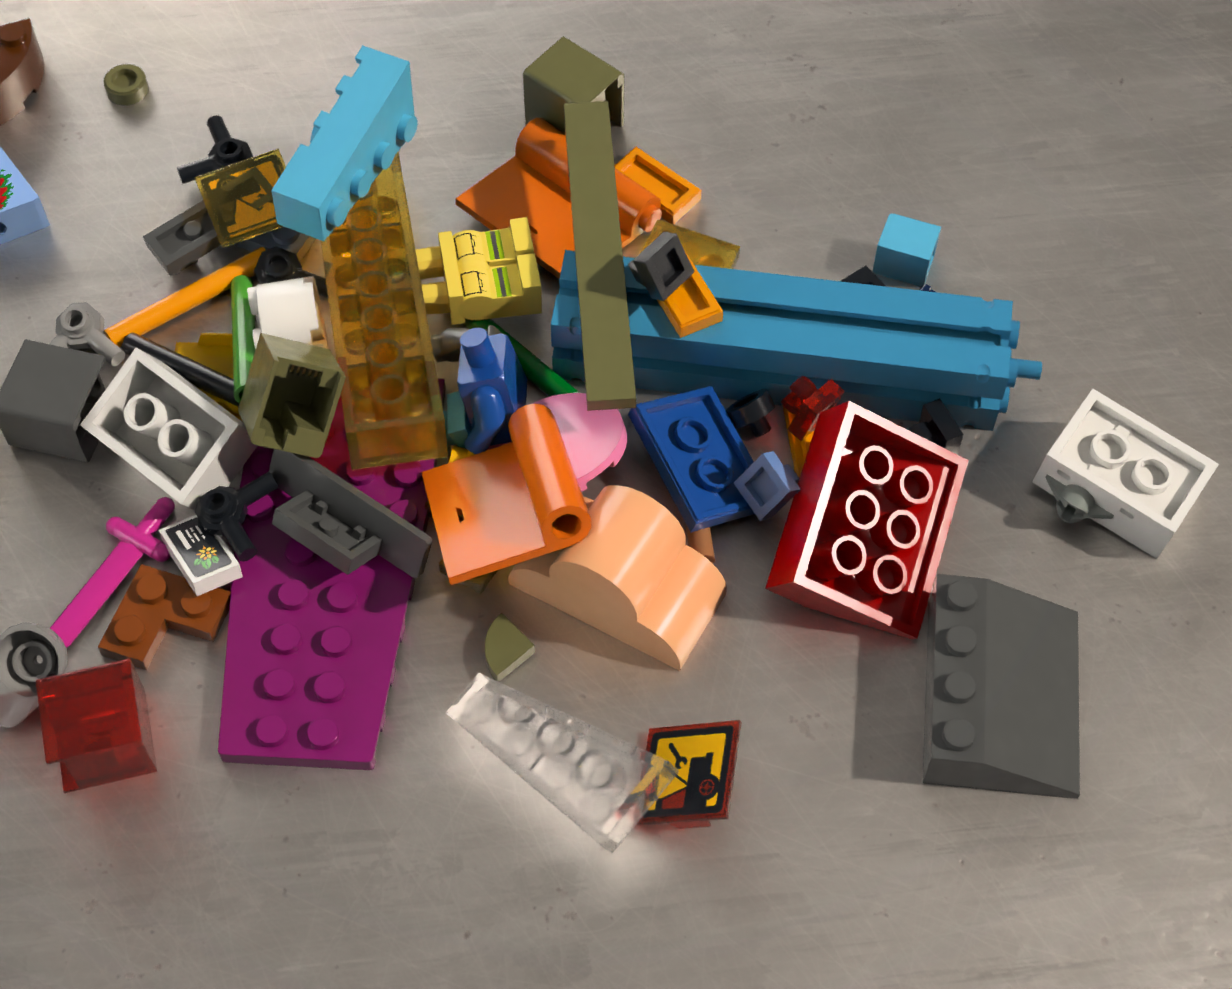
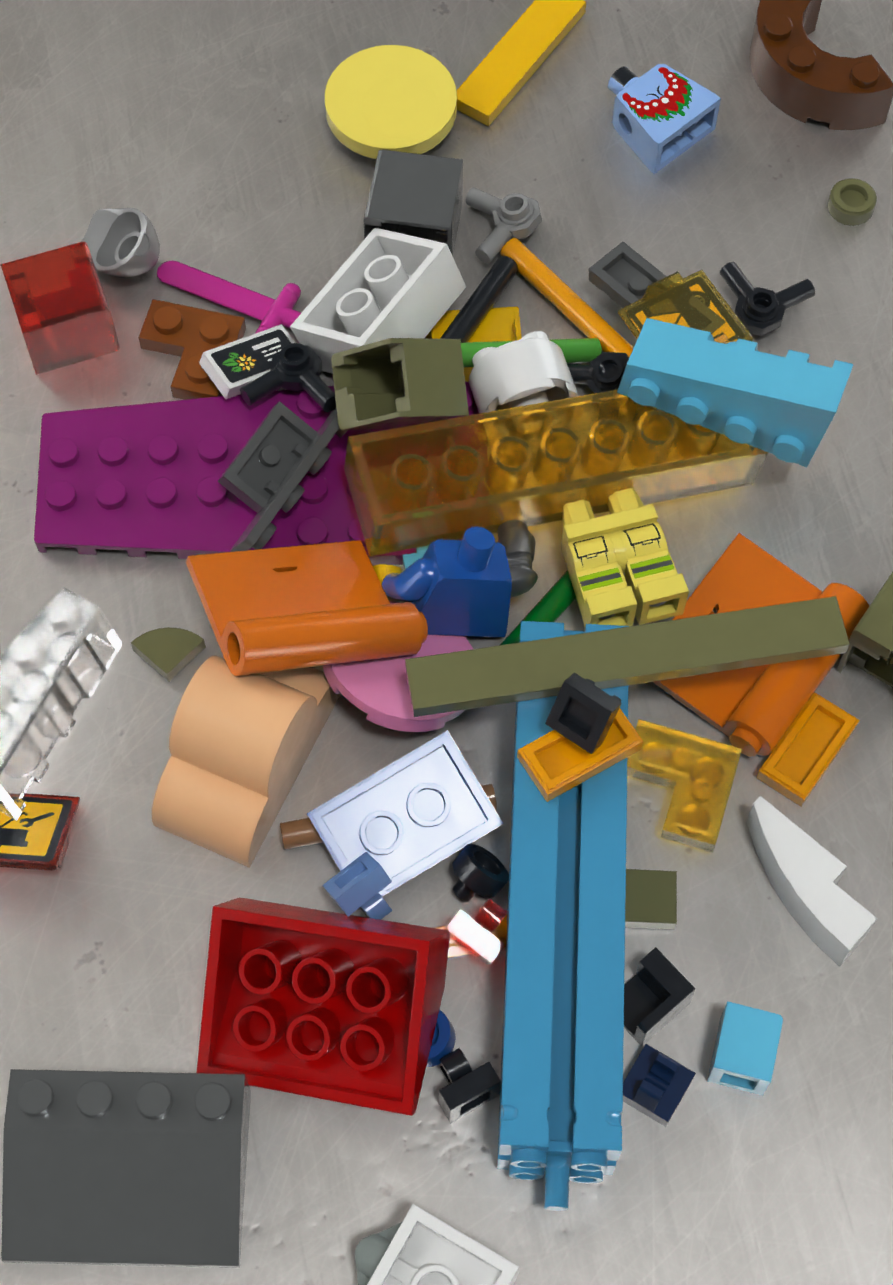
camera: 85 degrees right, 5 degrees up
(773, 194) = (807, 882): none -> white slope

